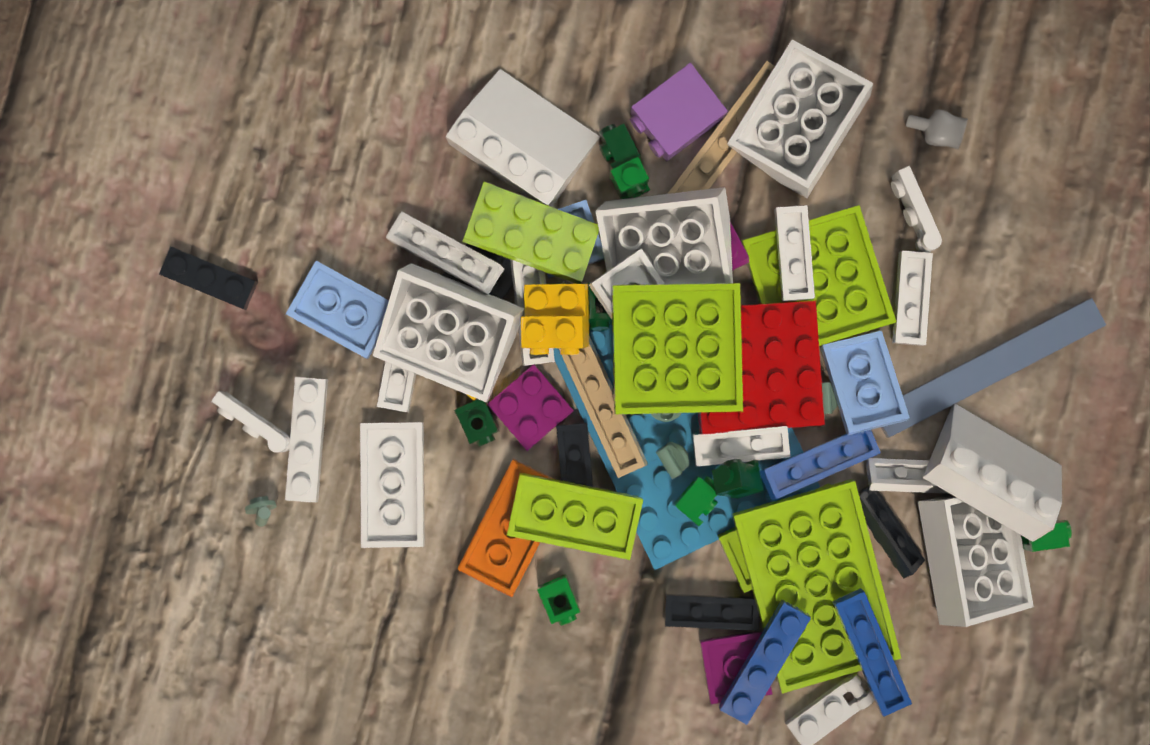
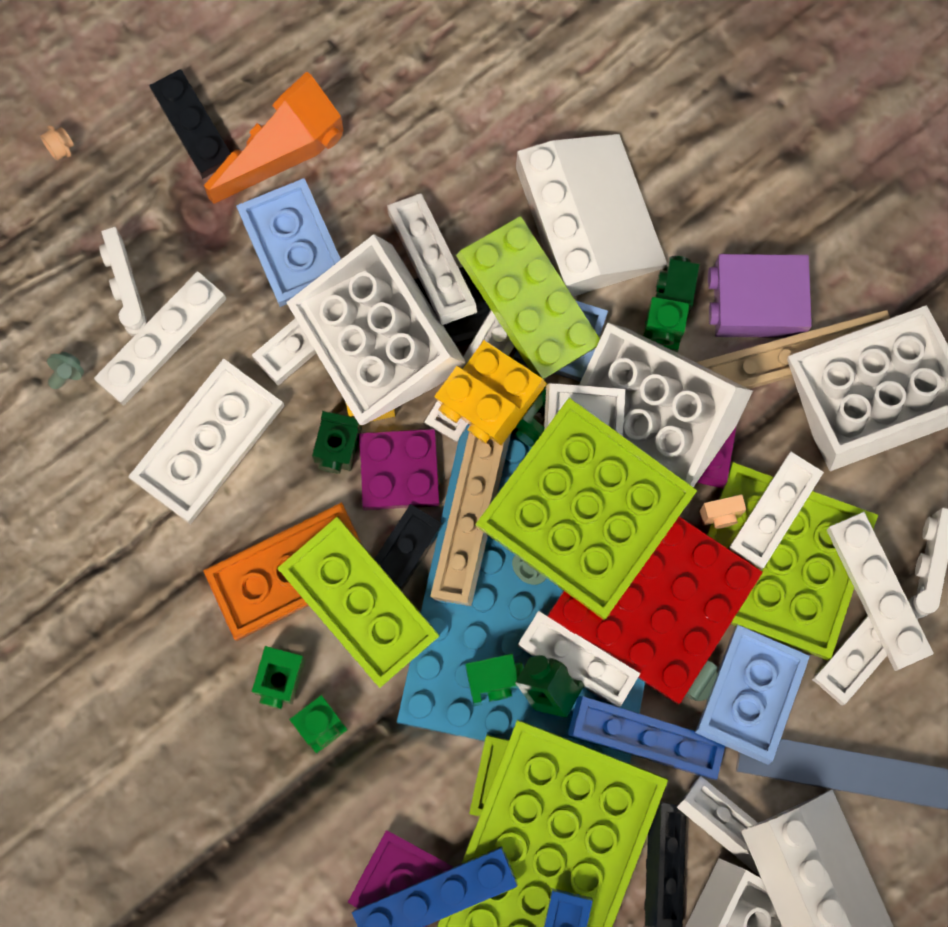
camera: 35 degrees right, 10 degrees down
(129, 360) = (57, 142): none -> light nougat plate
(286, 229) = (296, 132): none -> orange wedge
(607, 610) = (318, 724): none -> green brick
(674, 458) = (501, 620): sand green plate -> none
(711, 612) = (420, 808): black plate -> none
(762, 281) = (723, 511): none -> light nougat plate
(896, 255) = (879, 591): none -> white plate

